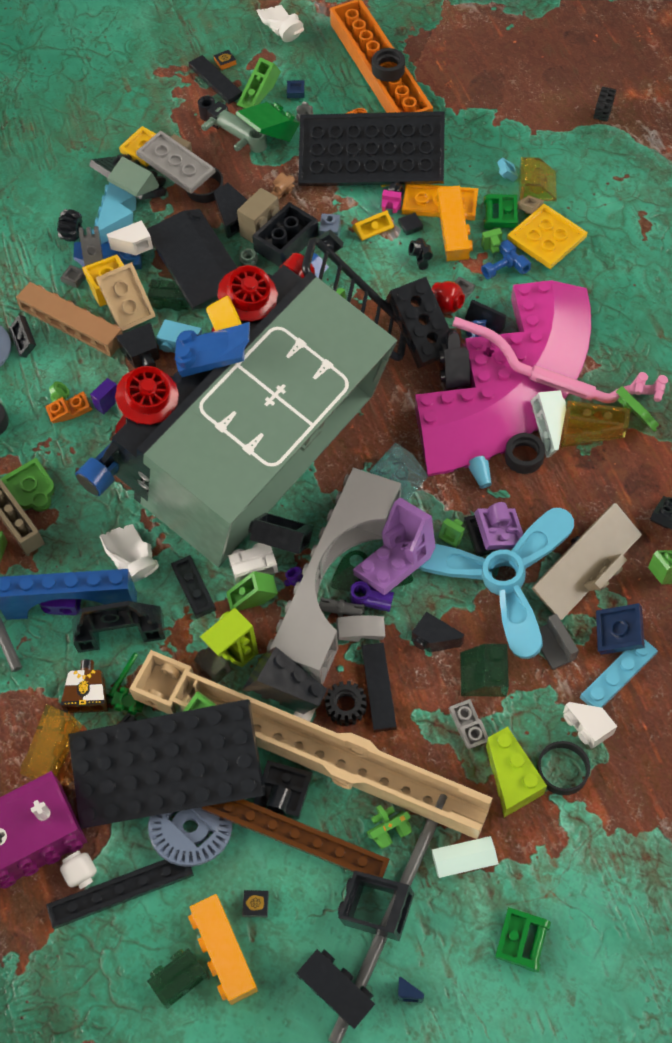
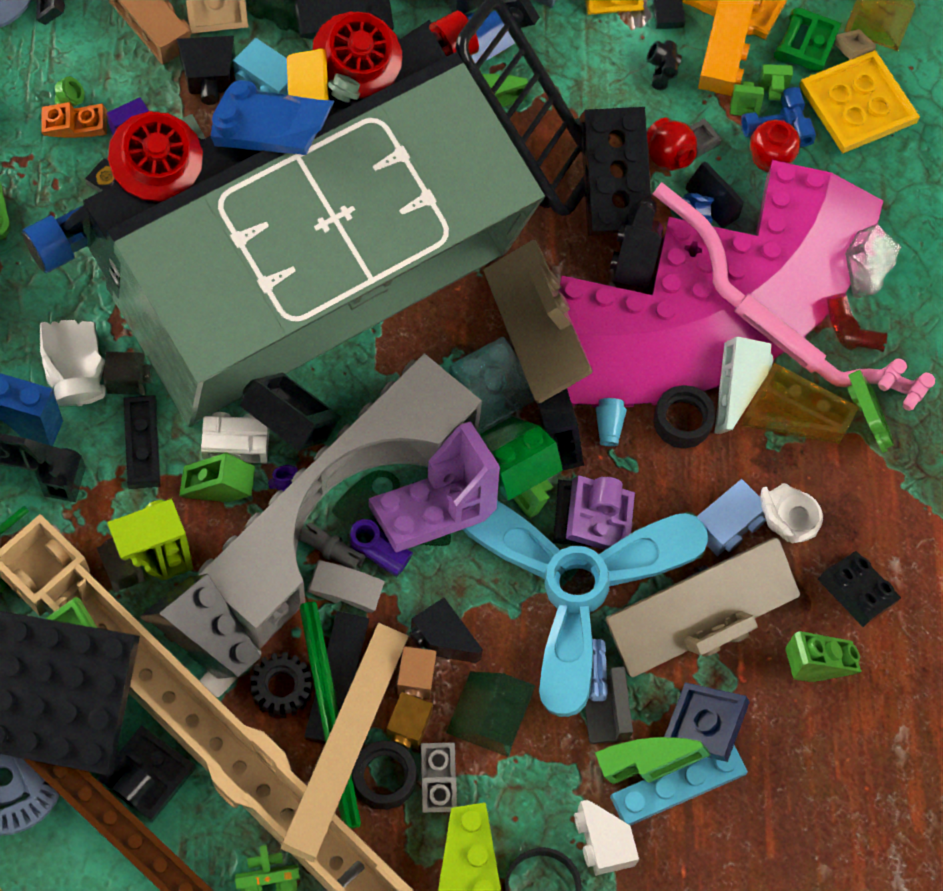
camera: 10 degrees right, 5 degrees up
(103, 435) = (100, 177): none -> tile
(167, 547) = (127, 373): none -> clear smoke brick
(249, 315) = (344, 88): none -> sand green plate
(384, 708) = (326, 699): none -> green axle
(404, 723) = (344, 744): none -> tan tile
(413, 425) = (537, 321): none -> dark tan bracket
(428, 665) = (416, 672): none -> medium nougat brick
(434, 717) = (391, 800): none -> black tyre
(436, 696) = (409, 721): none -> pearl gold brick
(443, 505) = (523, 453): none -> green slope
(450, 481) = (561, 425): none -> black slope
(479, 256) = (746, 99): none -> bright green tile
(508, 274) = (774, 141): none -> red piece
(545, 632) = (598, 688): none -> light blue axle
(580, 501) = (732, 517): none -> light blue brick
(595, 323) = (869, 260): none -> clear slope
(597, 661) = (649, 757): none -> bright green slope
(601, 368) = (847, 328): none -> clear red arm
(617, 486) = (791, 513): none -> white hair

